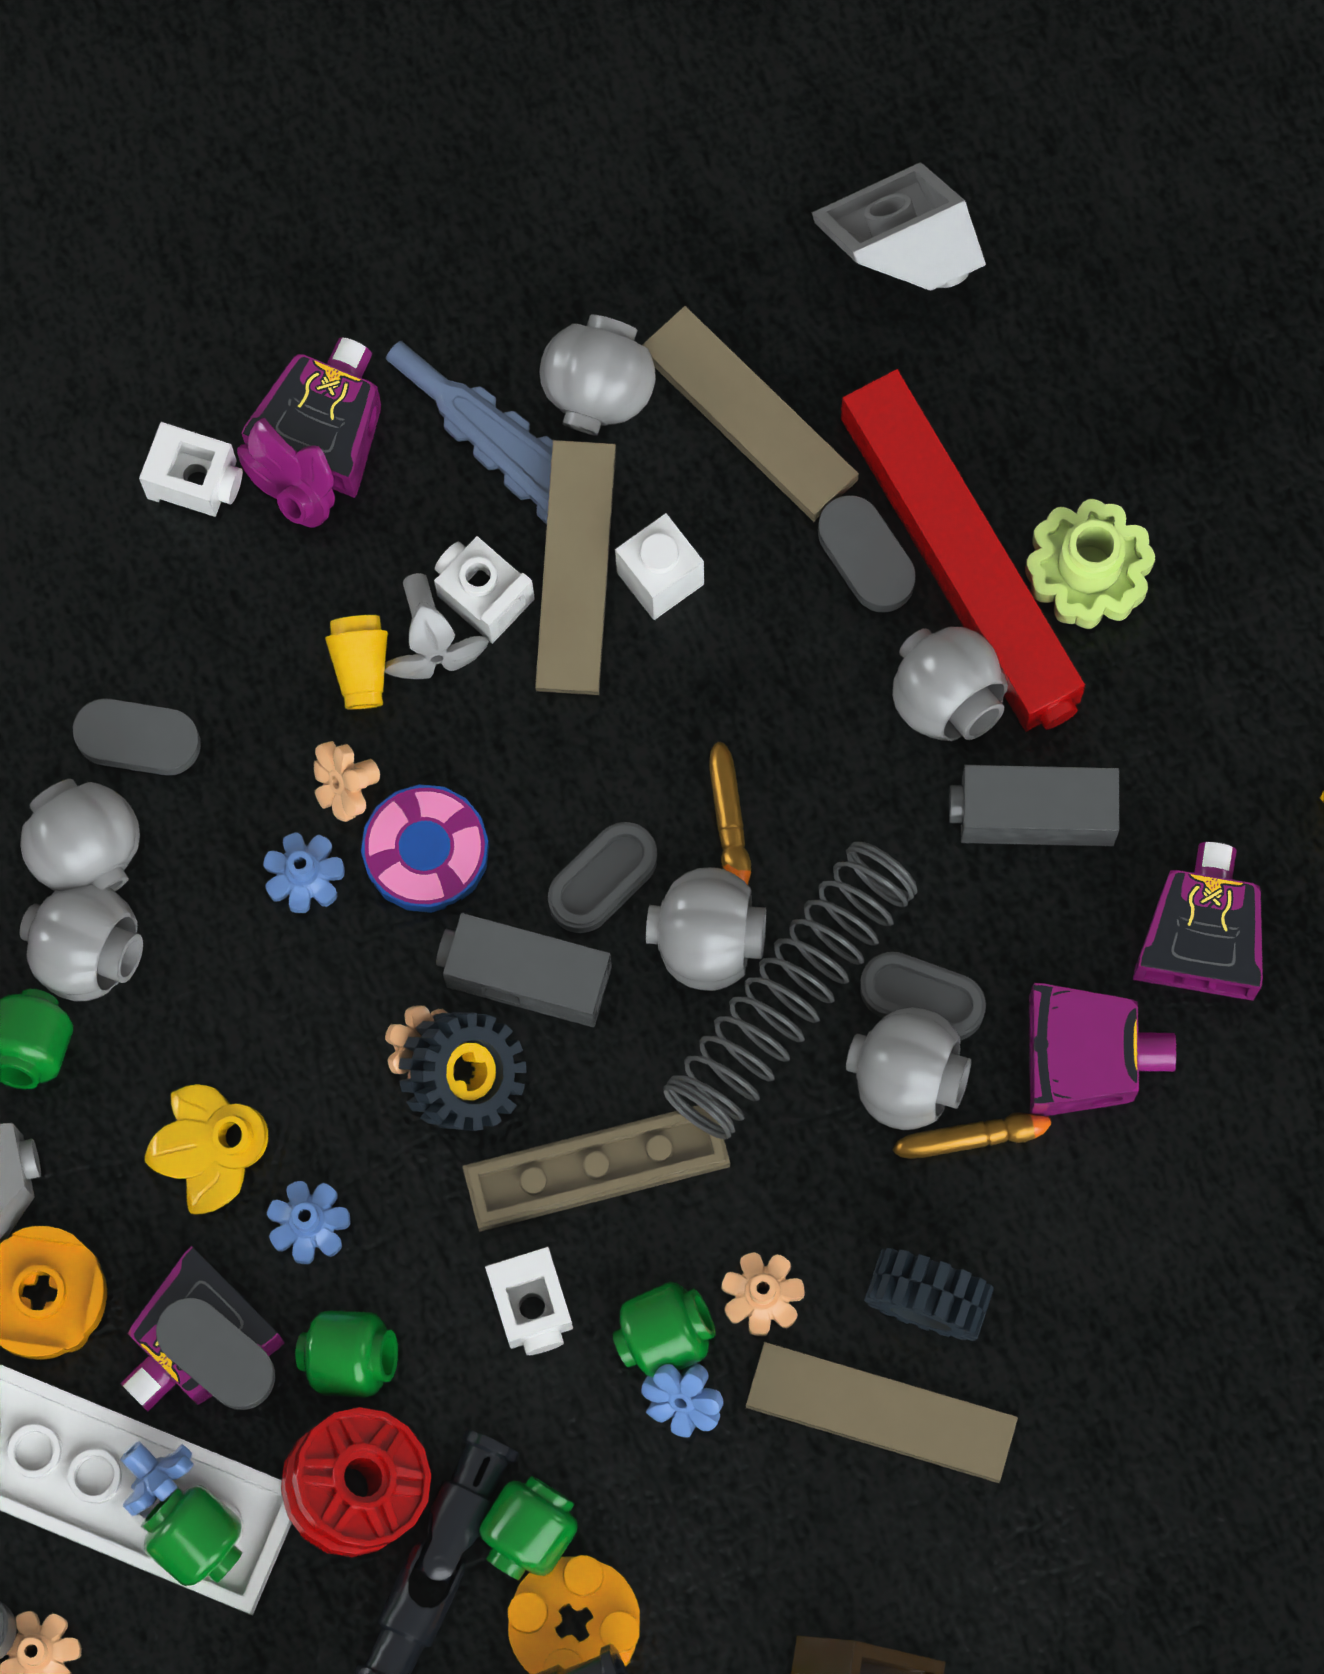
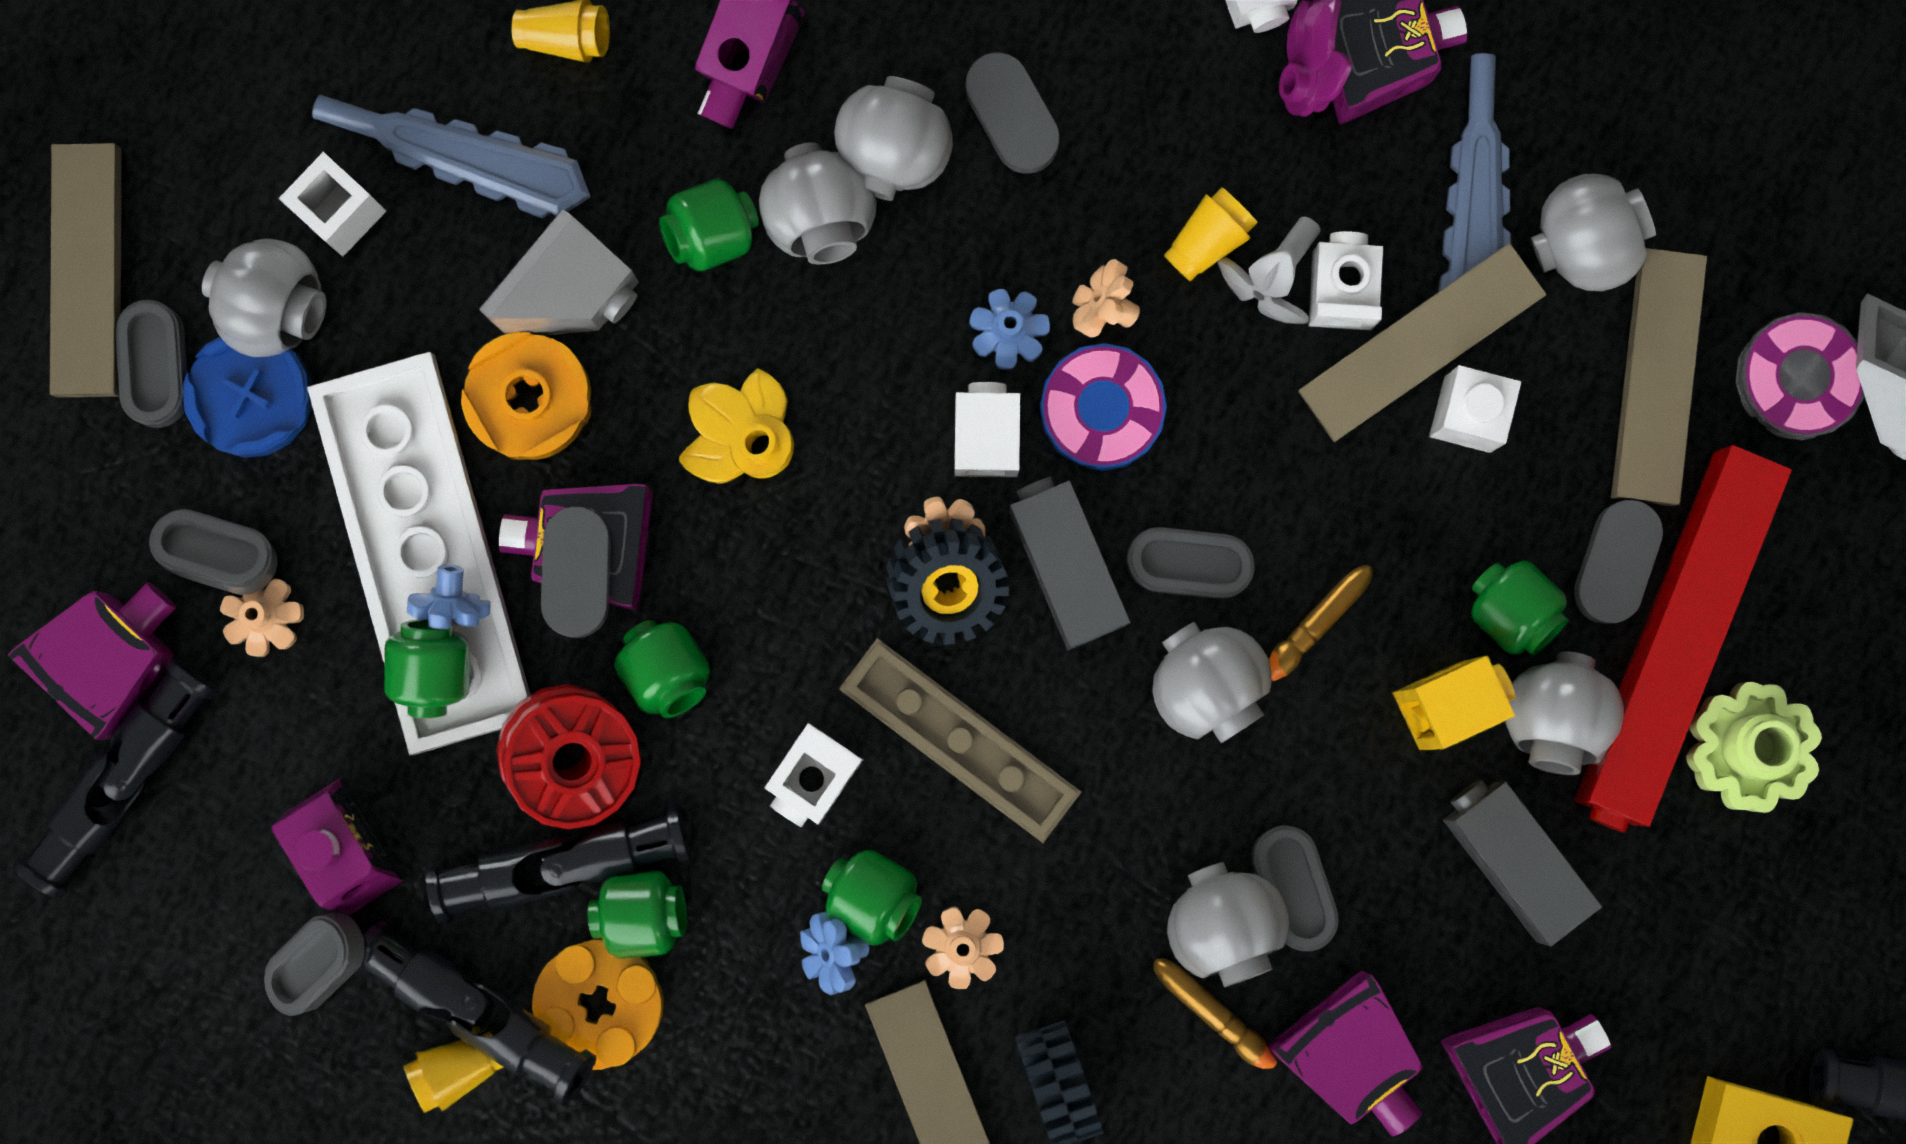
camera: 45 degrees right, 10 degrees up
(314, 1233) = (751, 565): medium blue plant -> none
(370, 950) = (987, 431): none -> white brick
(704, 1094) = (1062, 784): dark grey piece -> none
(834, 310) = (1800, 376): none -> tile
(840, 653) = (1519, 607): none -> green head
(872, 755) = (1456, 703): none -> yellow brick

